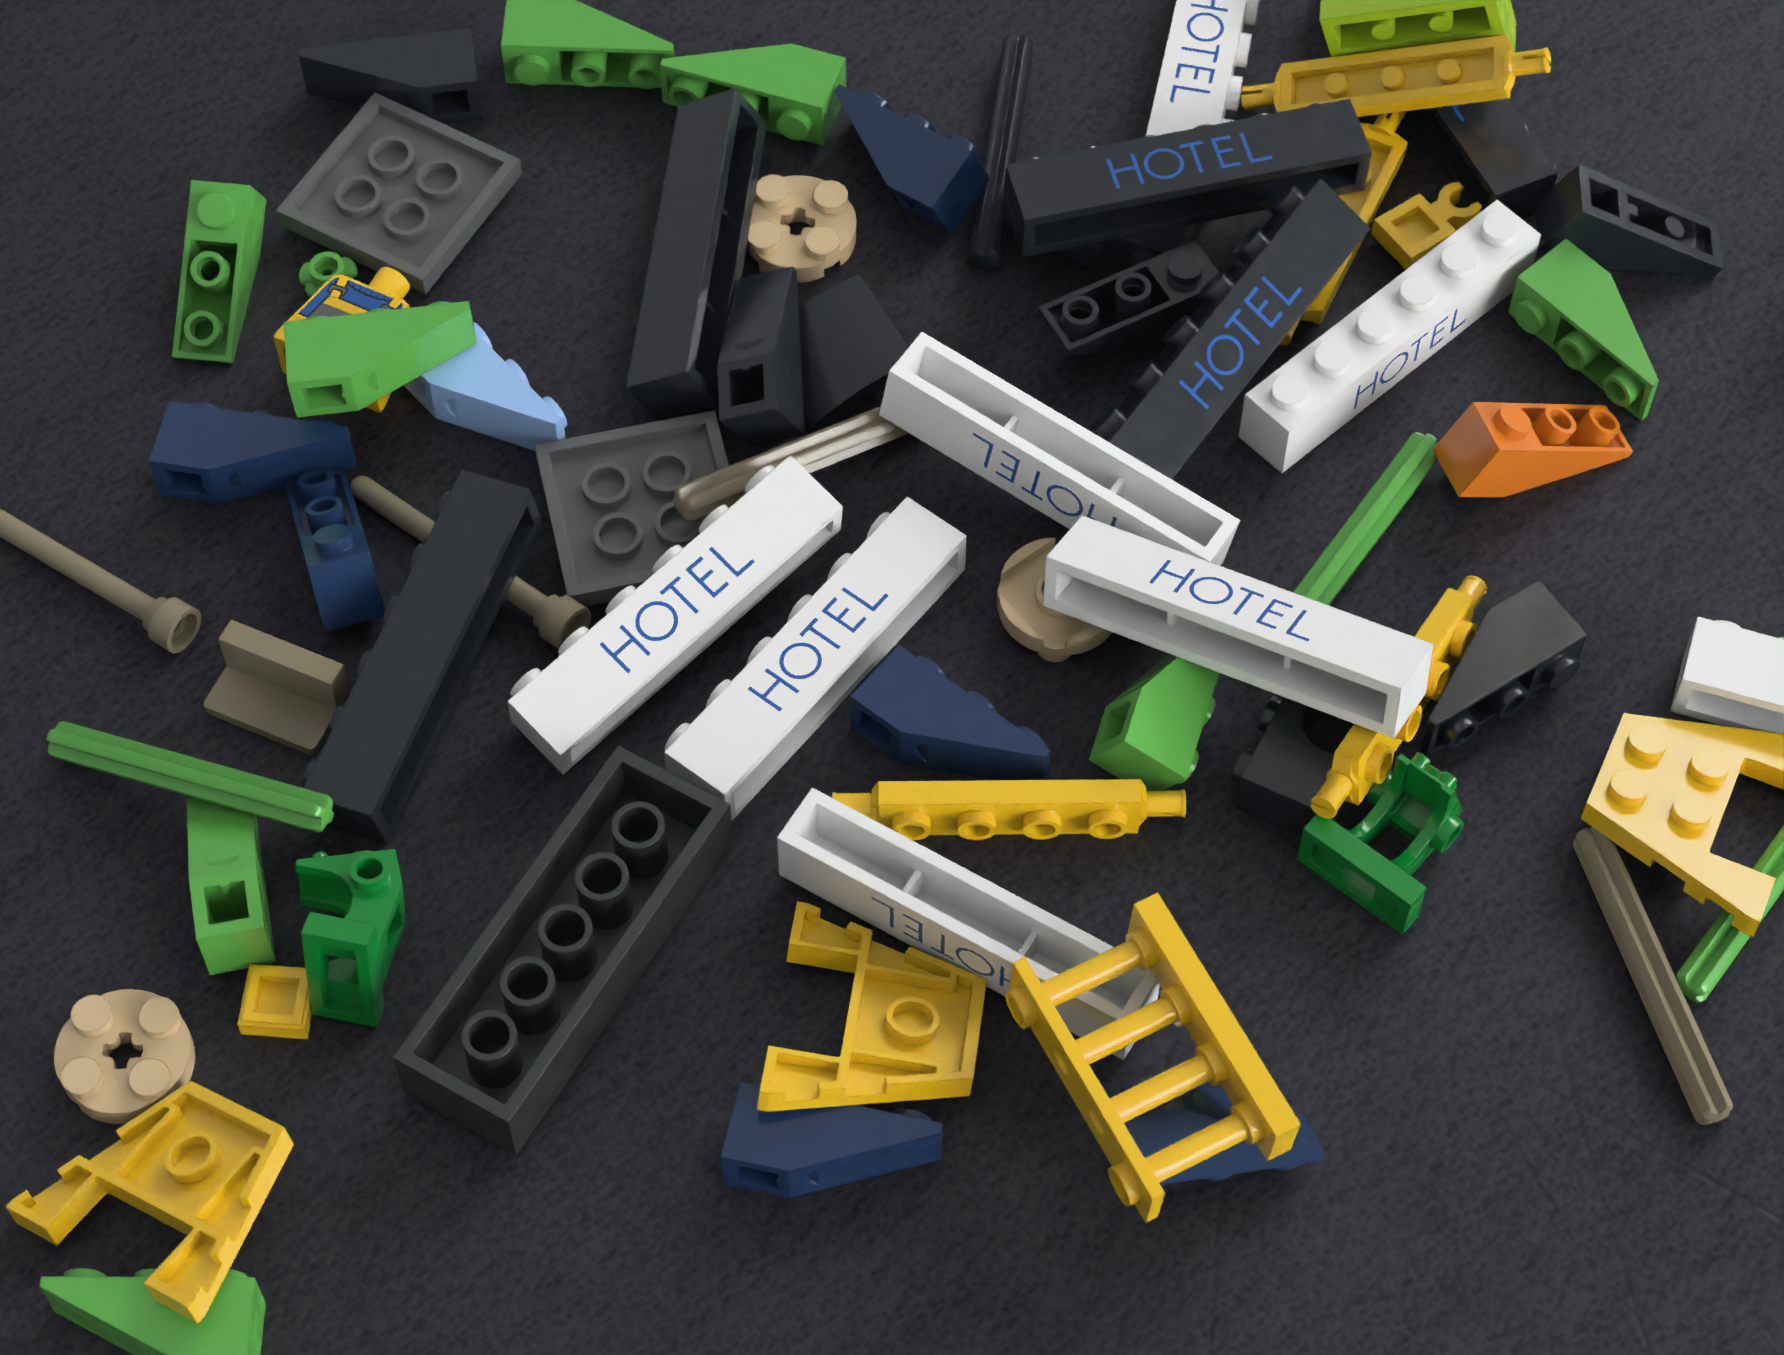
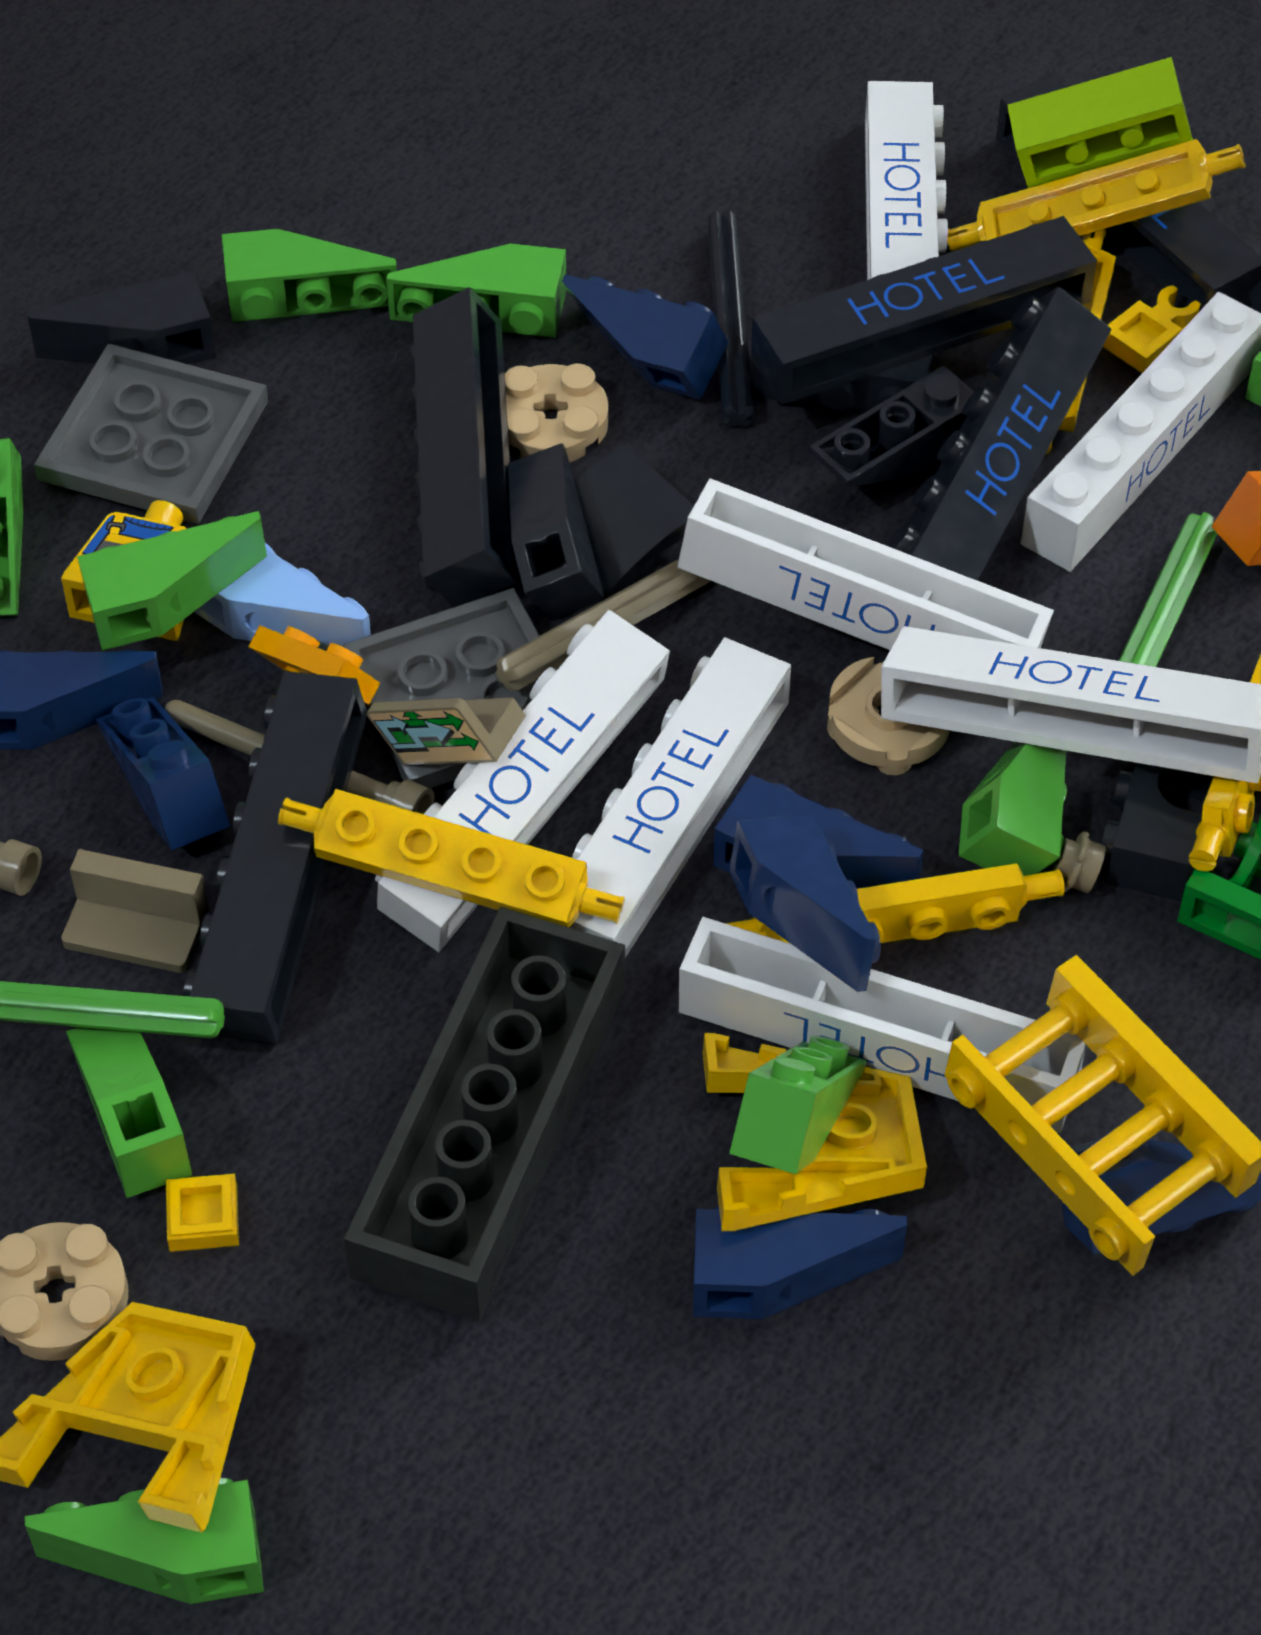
camera: 10 degrees left, 5 degrees down
(325, 263) = (91, 514): bright green plate -> none
(370, 896) = (270, 1112): green tile -> none
(488, 449) = (300, 653): none -> light orange plate
(581, 690) = (450, 859): none -> yellow plate
(609, 553) = (447, 729): none -> panel
(856, 993) = (795, 1103): none -> bright green slope
(908, 778) = (799, 892): none -> dark blue slope
(1209, 785) = (1080, 862): none -> dark tan plate

